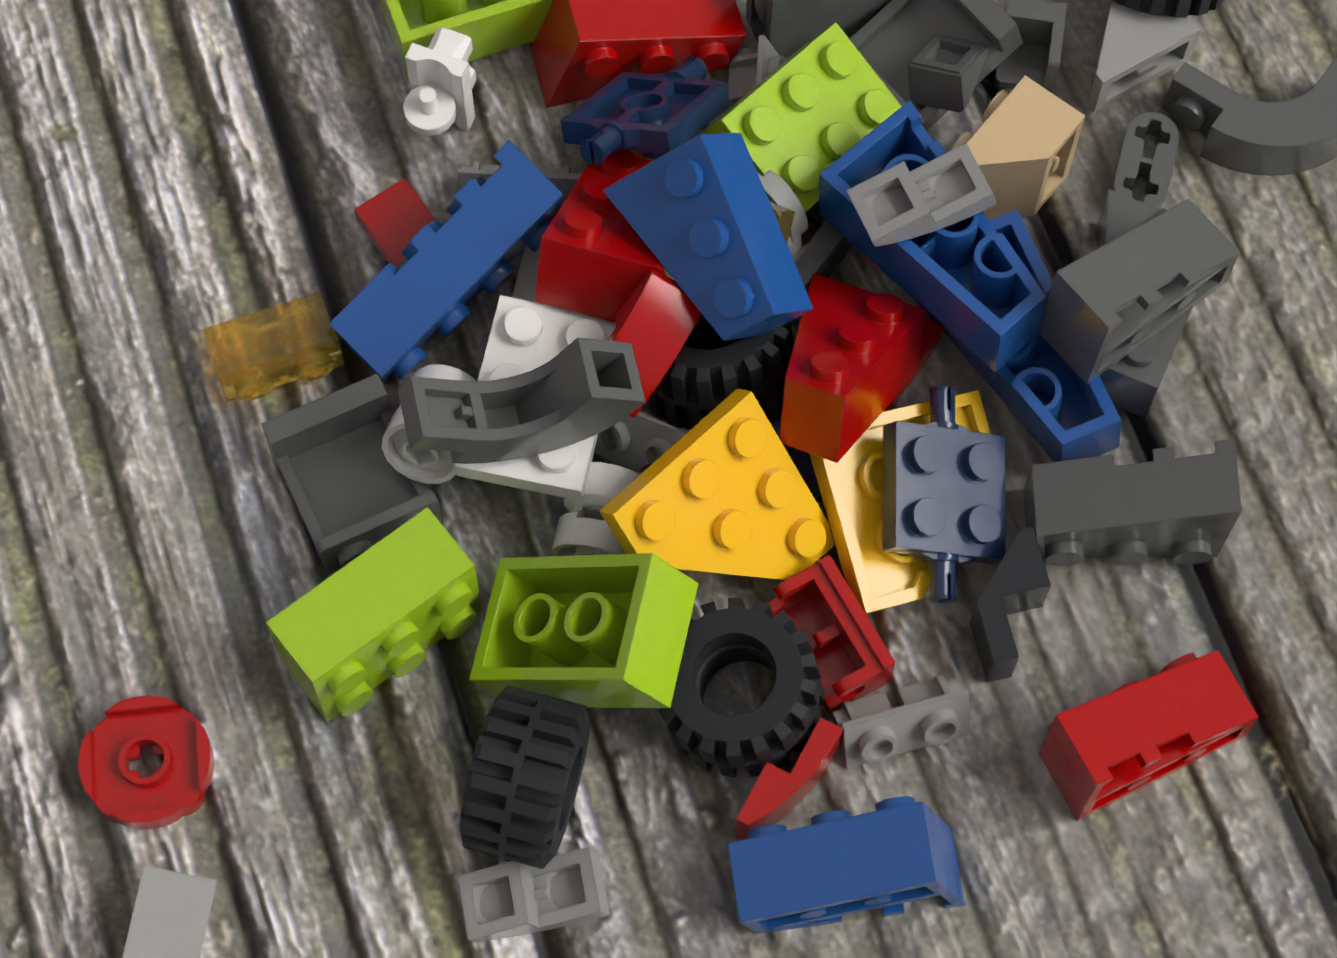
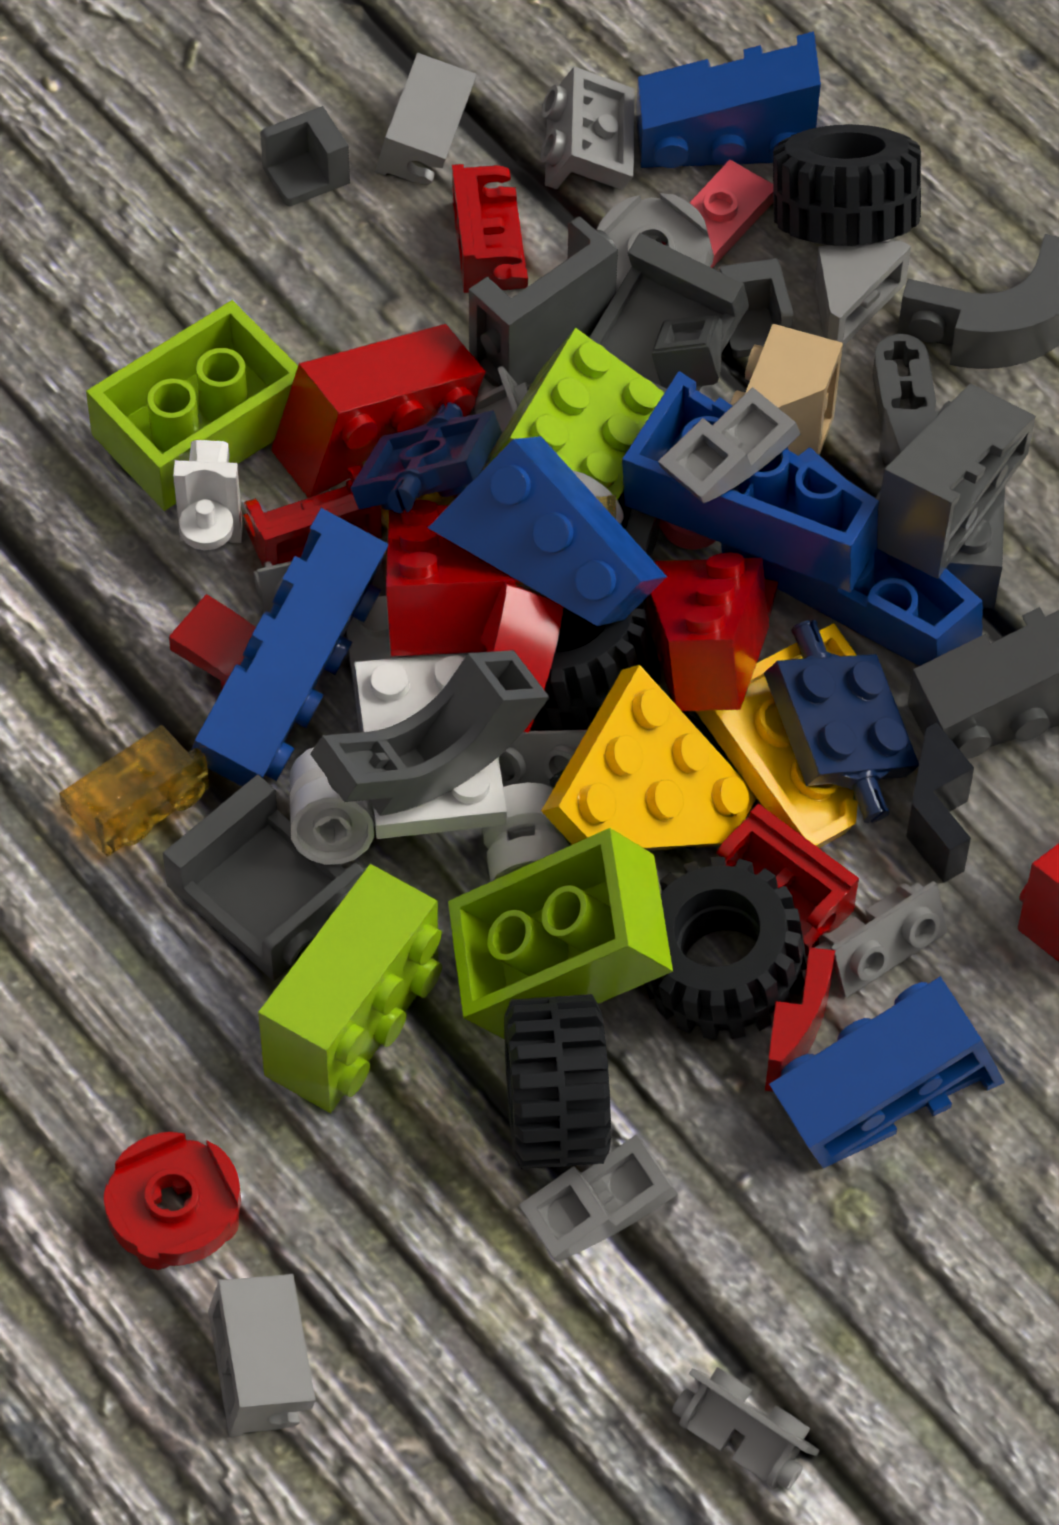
camera: 20 degrees left, 10 degrees down
(532, 130) = (284, 530): none -> red hinge

